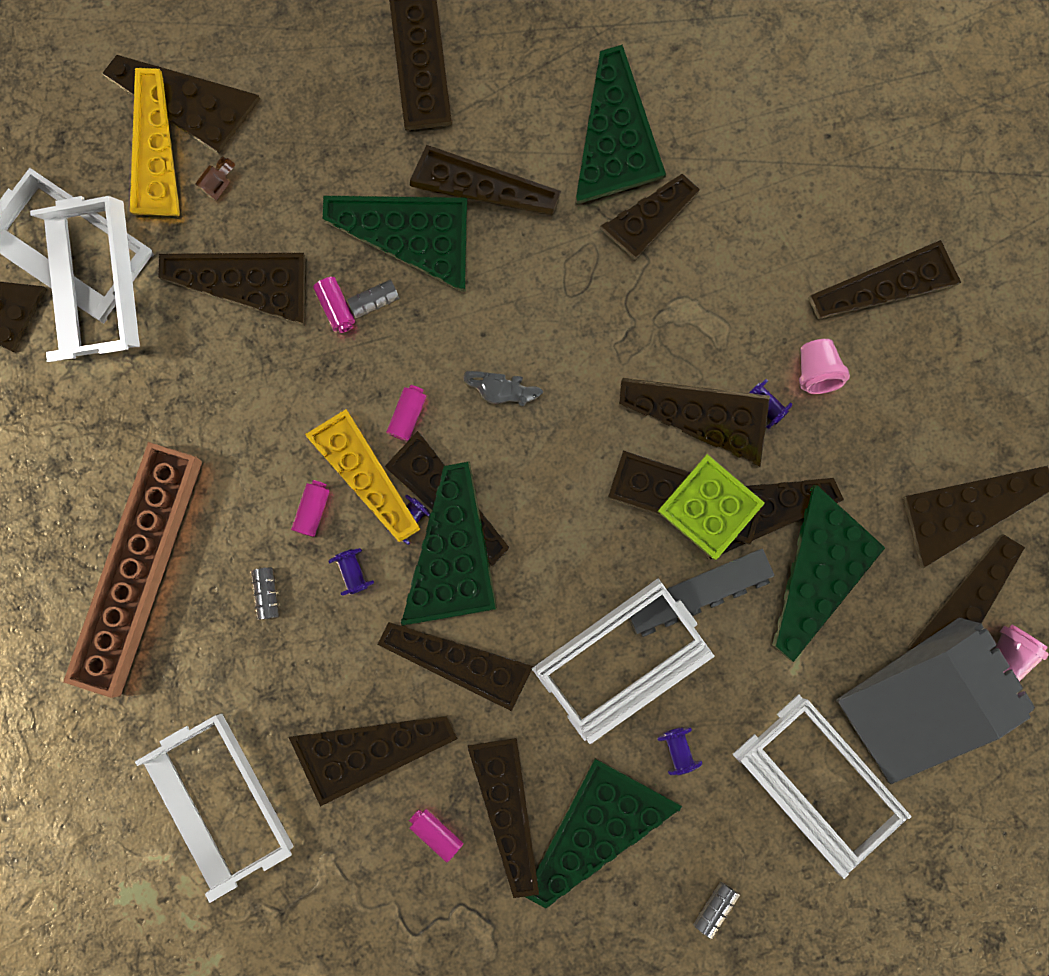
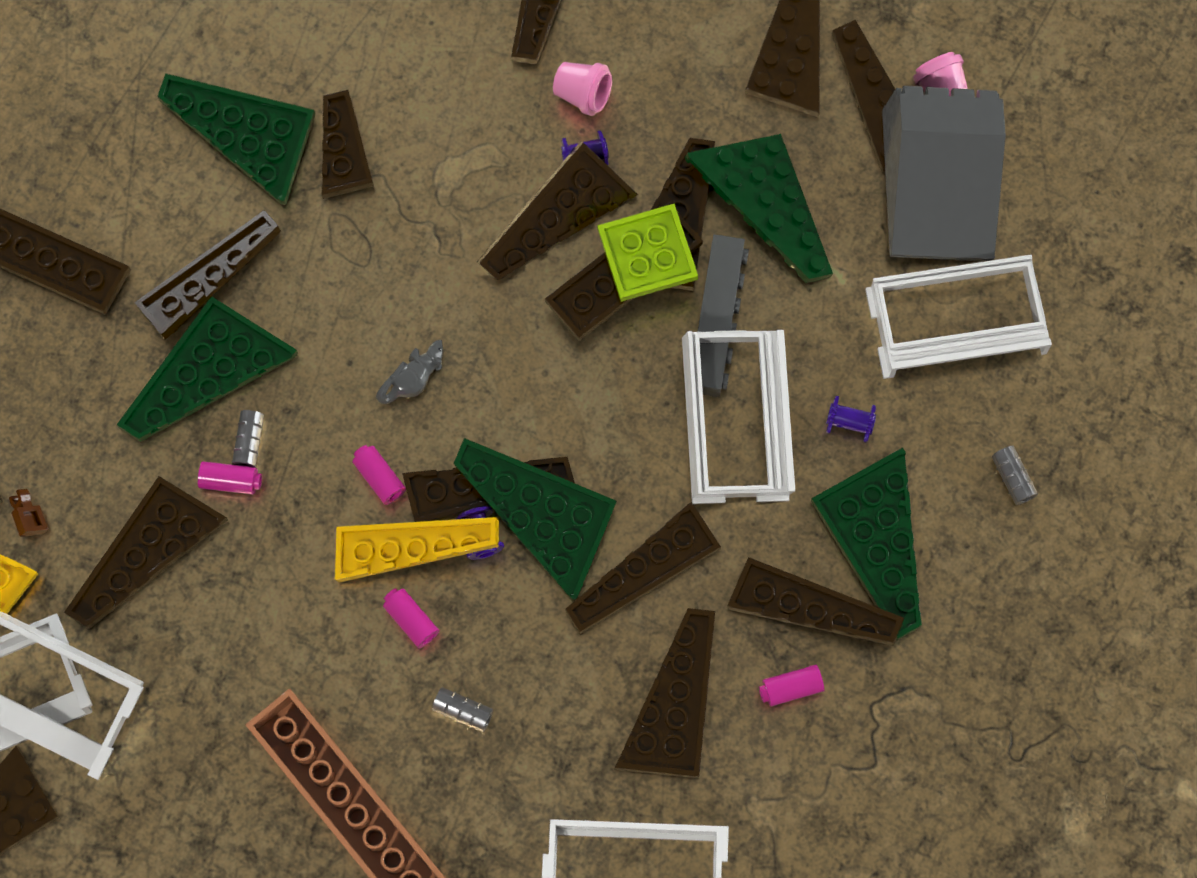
camera: 55 degrees left, 10 degrees down
(351, 571) = (495, 614): dark purple hose -> none

